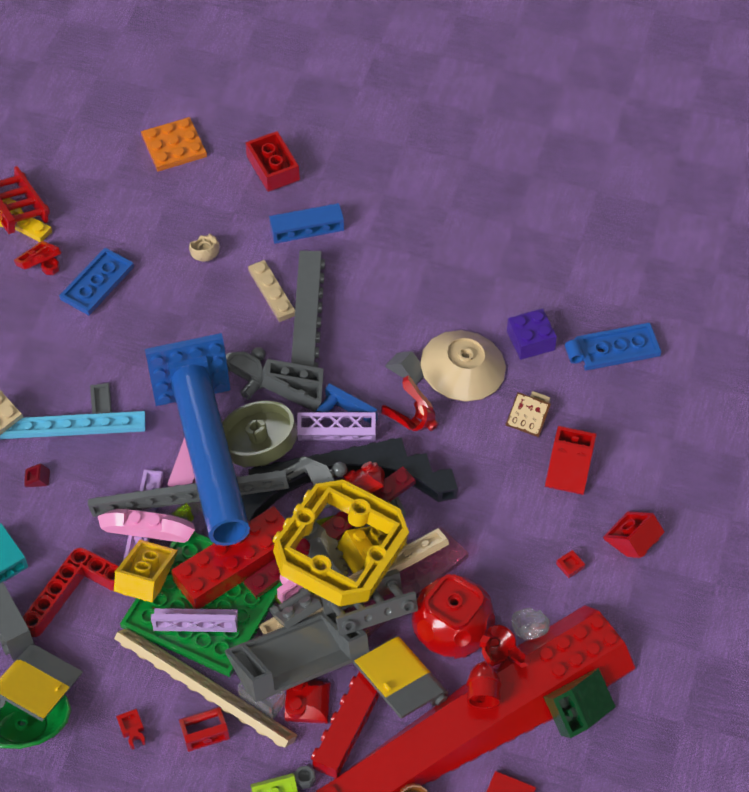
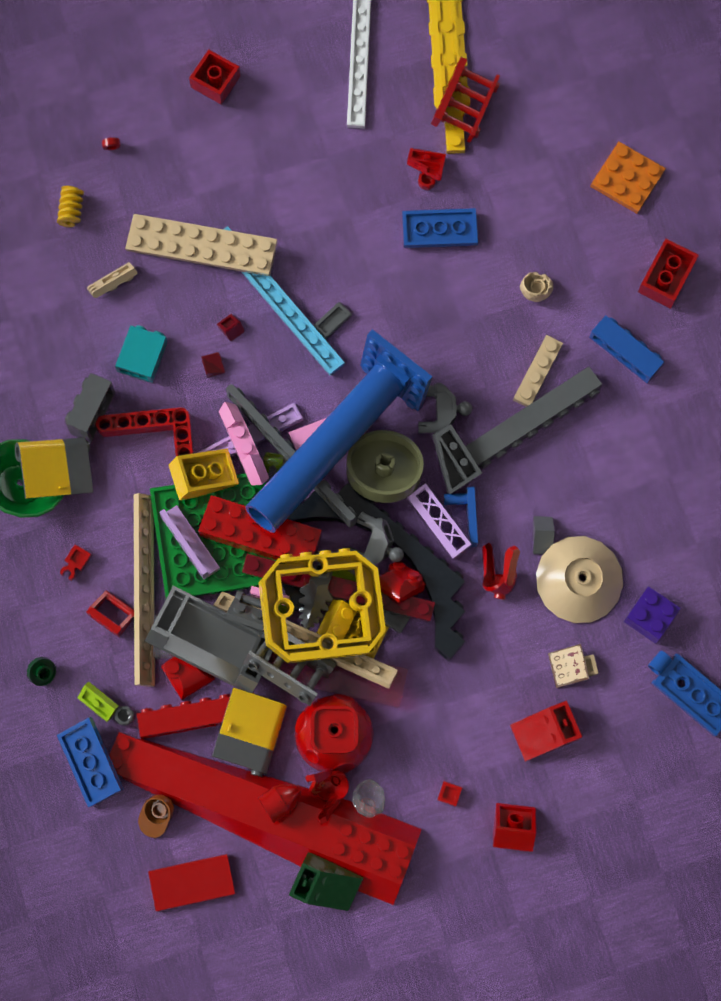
camera: 50 degrees right, 20 degrees up
(56, 508) = (212, 364): none -> dark red slope

